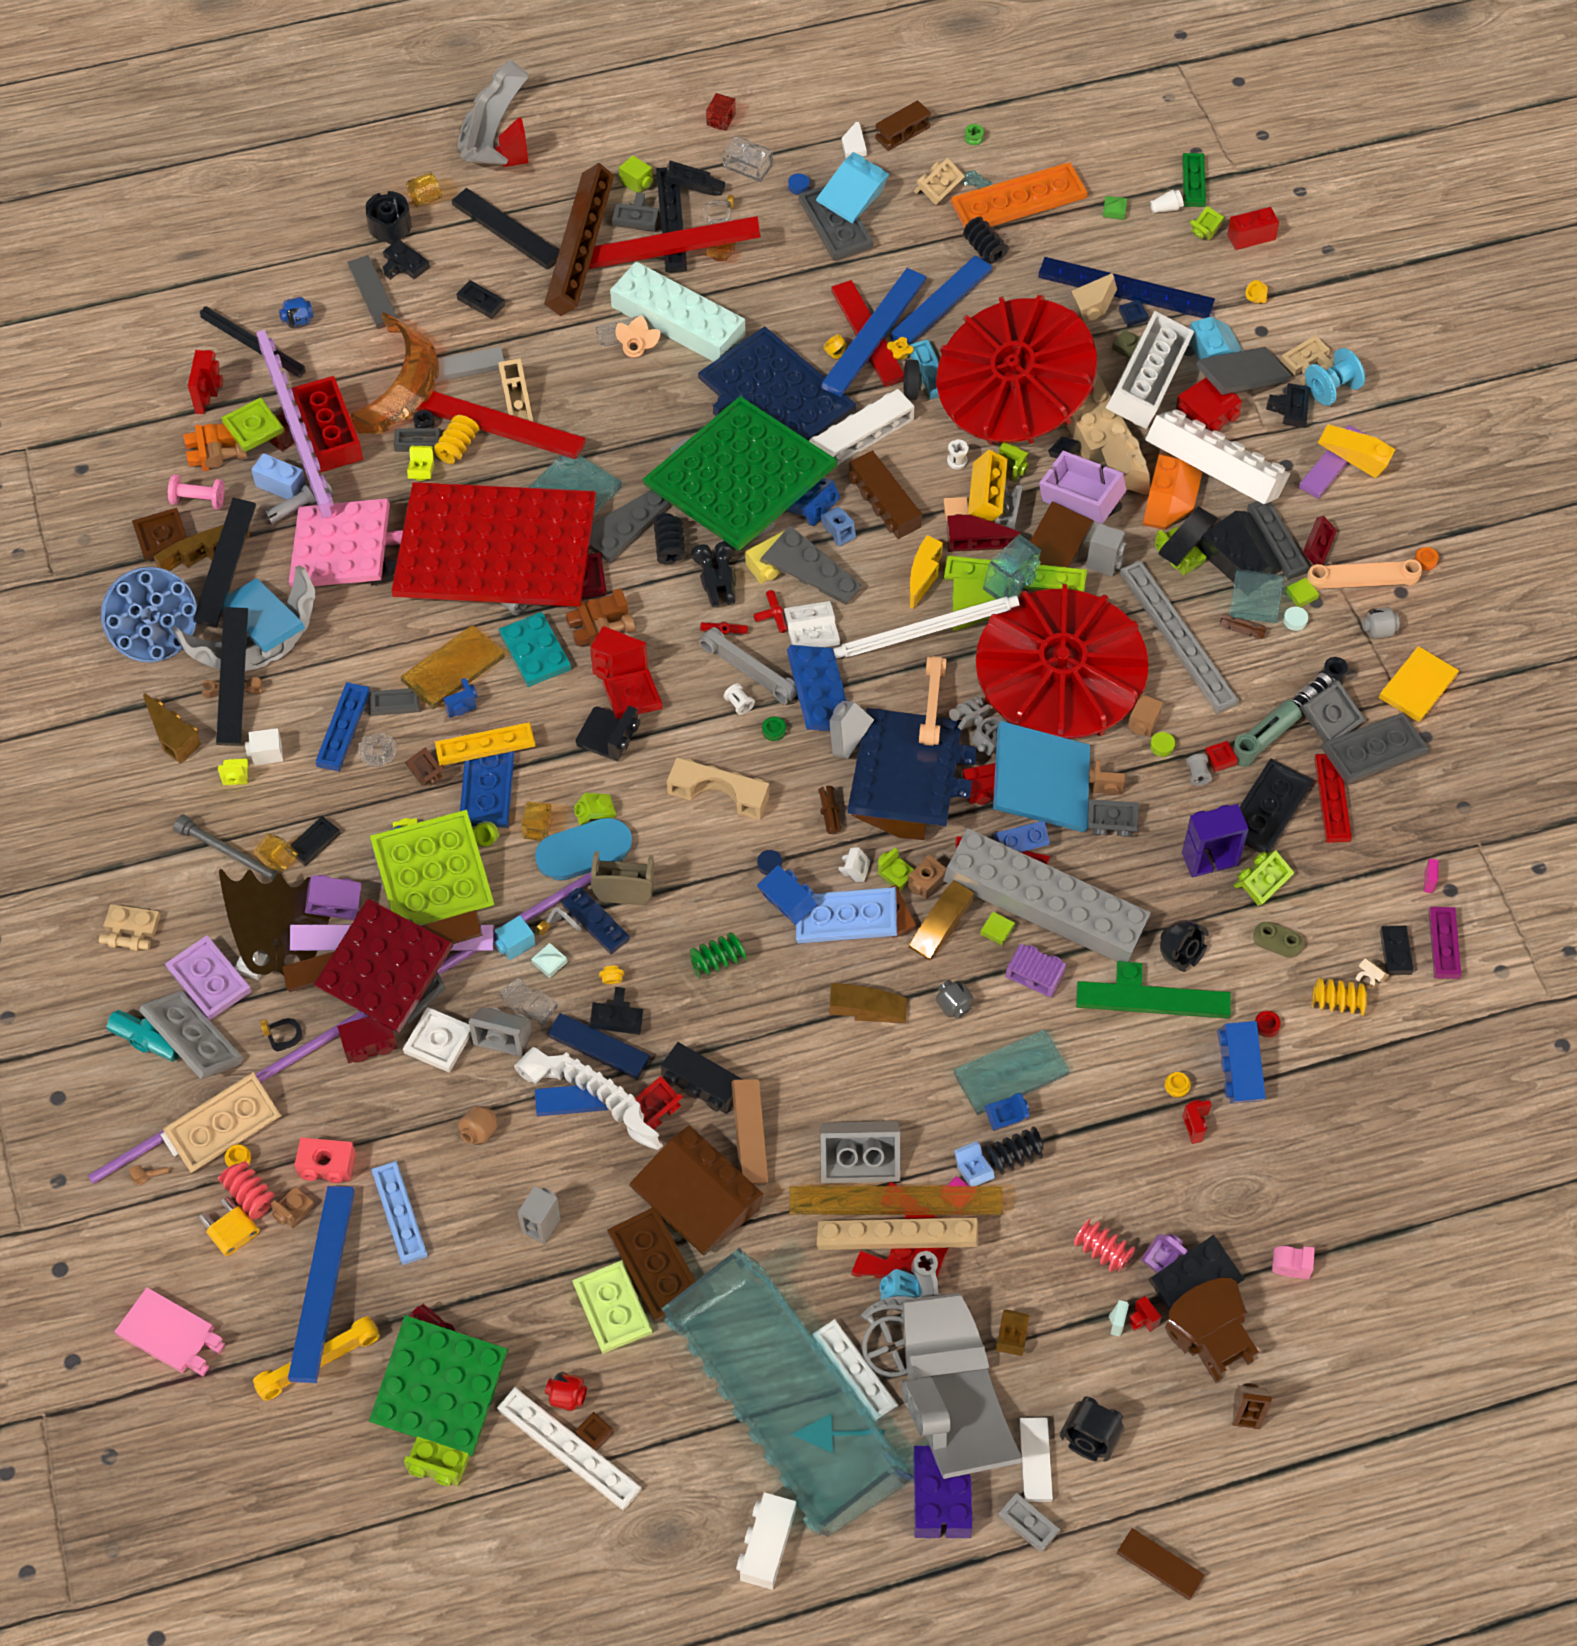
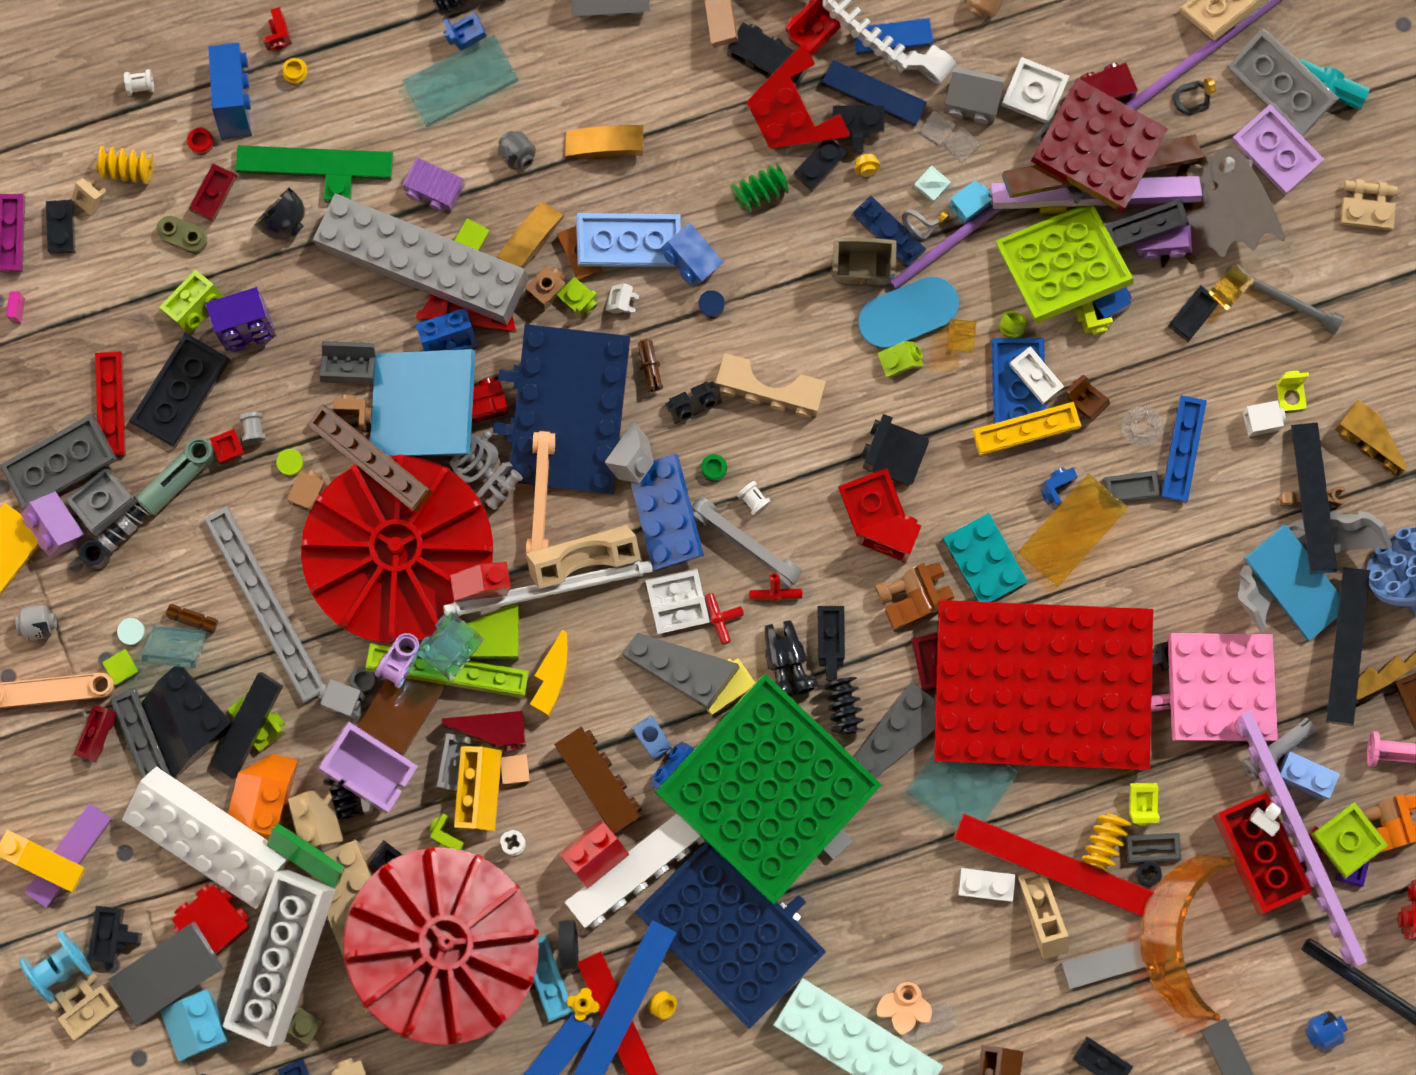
camera: 175 degrees right, 20 degrees up
(321, 428) = (1266, 819): none -> white tile
(346, 894) = (1148, 224): none -> black plate
(470, 783) = (1036, 375): none -> white plate
(561, 418) = (986, 885): none -> white plate
(657, 983) = (820, 164): none -> black plate
(677, 591) = (831, 639): none -> black hinge
(687, 1016) = (782, 111): none -> red wing
(799, 775) = (704, 398): none -> black hinge
(893, 439) = (594, 853): none -> red slope
(923, 641) = (556, 562): none -> tan arch
(985, 613) = (481, 582): none -> slope
(1059, 564) = (397, 664): none -> lavender piece
(1089, 727) = (370, 458): none -> tile
(1093, 577) = (363, 680): none -> dark grey tile
(1131, 429) = (305, 856): none -> green tile
(1250, 972) = (213, 192): none -> dark red plate
(1332, 1076) = (139, 82): none -> white bush
(1375, 693) = (52, 524): none -> brick

